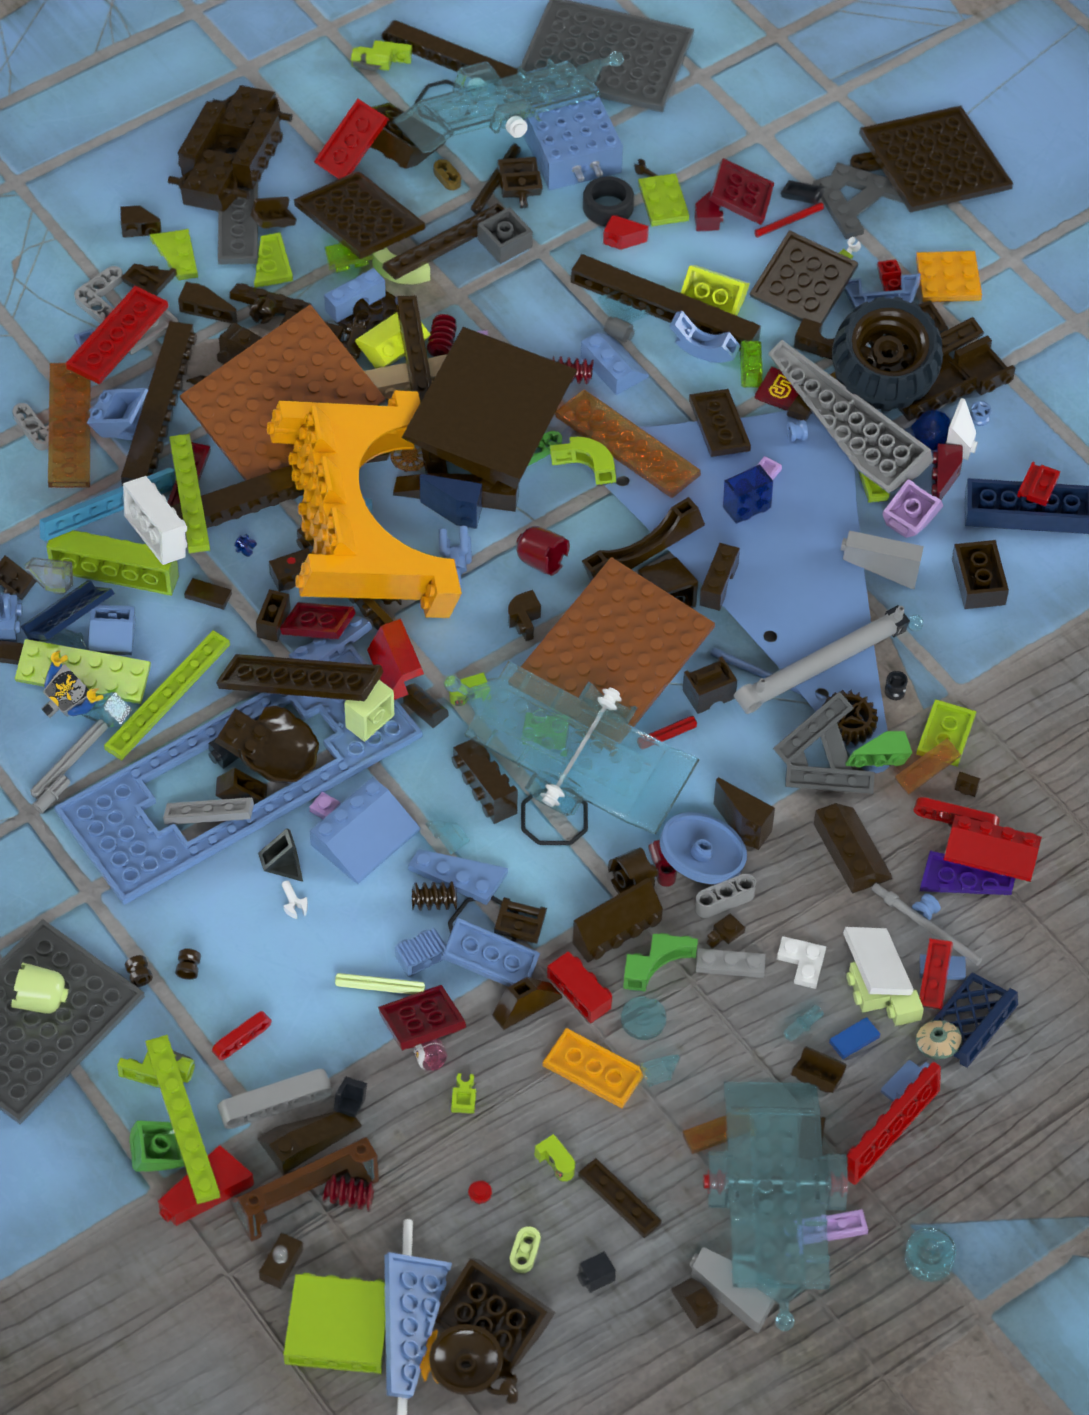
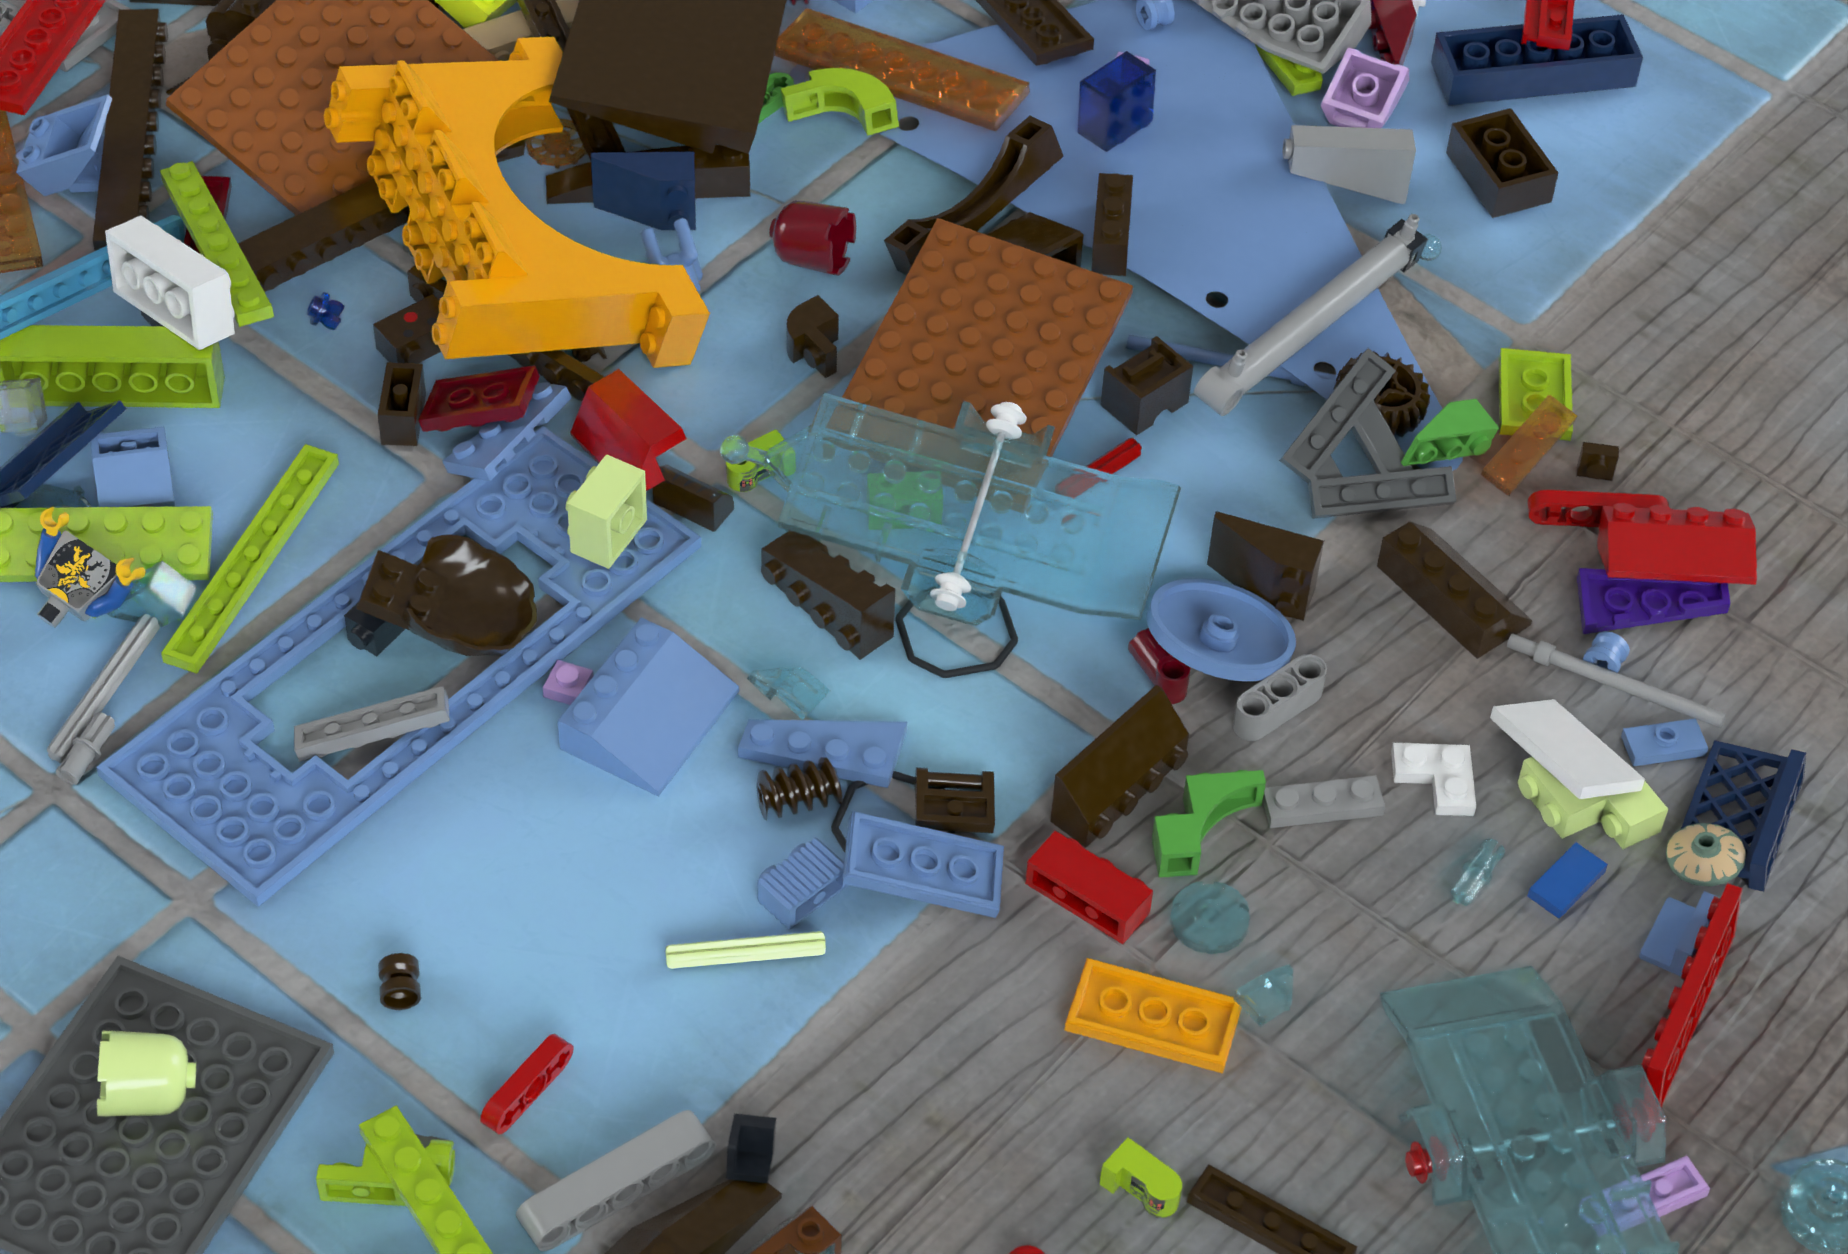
camera: 15 degrees left, 5 degrees down
(138, 970) = (313, 1010): dark brown wheel -> none
(208, 593) = (281, 393): dark brown tile -> none
(238, 784) = (413, 671): dark brown slope -> none
(281, 857) = (518, 774): pearl dark grey slope -> none
(293, 901) = (557, 843): white bar -> none
(300, 677) = (478, 482): dark brown plate -> none
(422, 1017) = (839, 988): dark red plate -> none
(431, 1054) = (869, 1046): clear pink head -> none
(464, 1097) = (948, 1109): lime plate -> none
(524, 1000) = (1002, 927): dark brown slope -> none
(631, 869) = (1115, 684): dark brown brick -> none
(706, 1135) = (1384, 1086): clear orange plate -> none
(726, 929) = (1297, 750): dark brown plate -> none
(819, 1070) = (1533, 940): dark brown bracket -> none
(896, 685) = (1433, 339): black wheel -> none
(935, 973) = (1664, 748): red plate -> none

